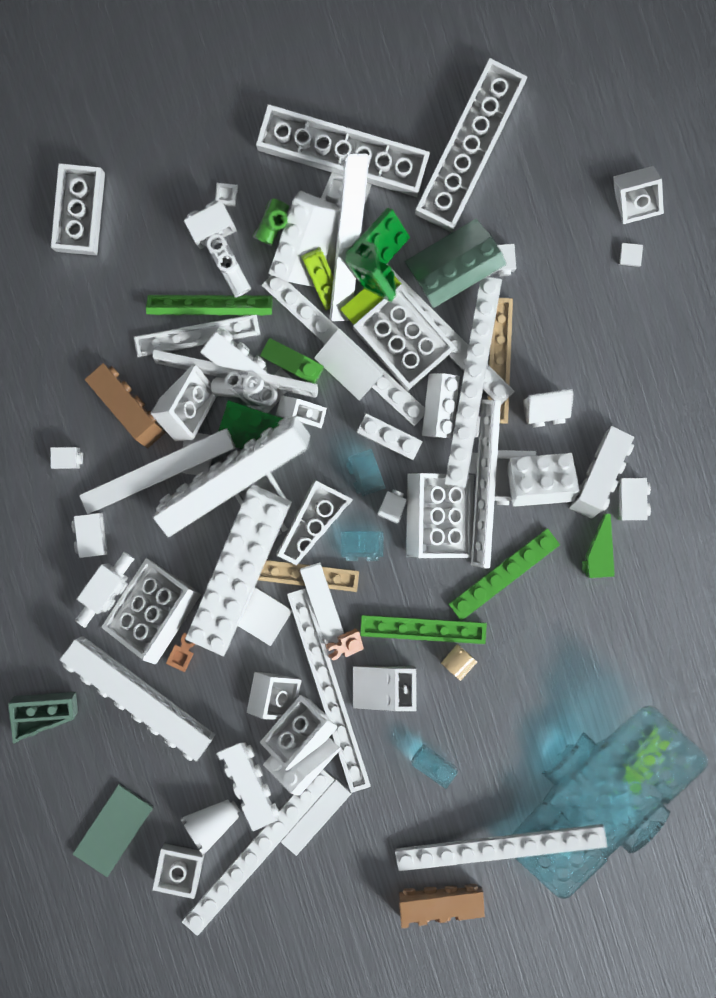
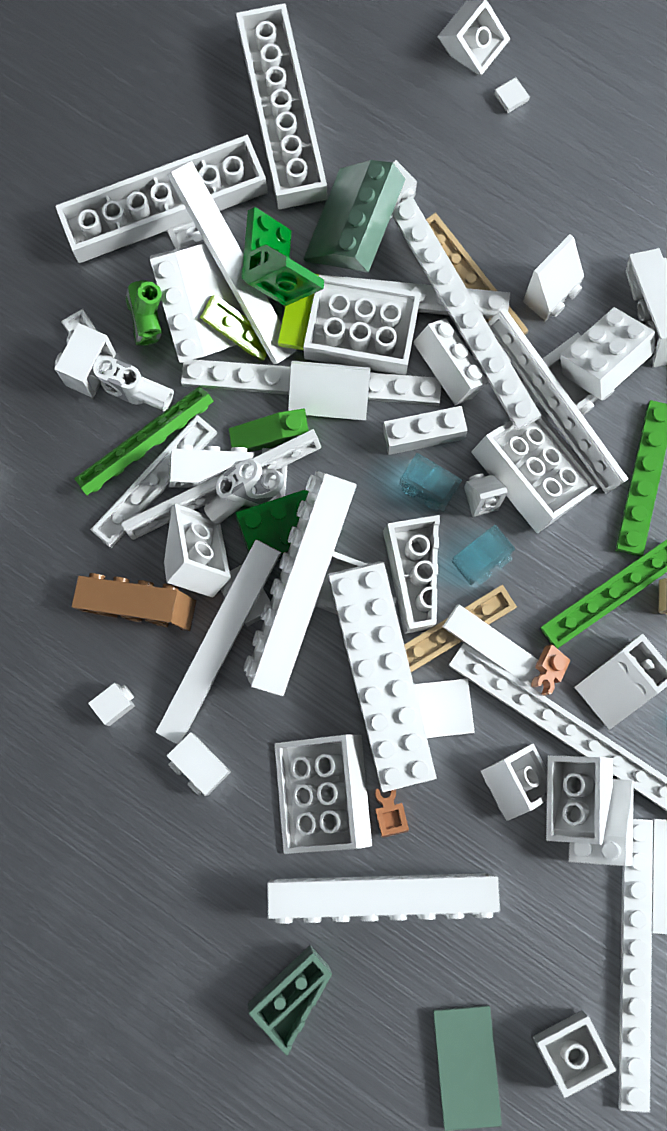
camera: 40 degrees left, 10 degrees down
(102, 588) = (255, 807): white brick -> none
(210, 823) = (564, 973): white cone -> none
(249, 785) = (573, 897): white wedge -> none
(306, 412) = (329, 463): white slope -> none

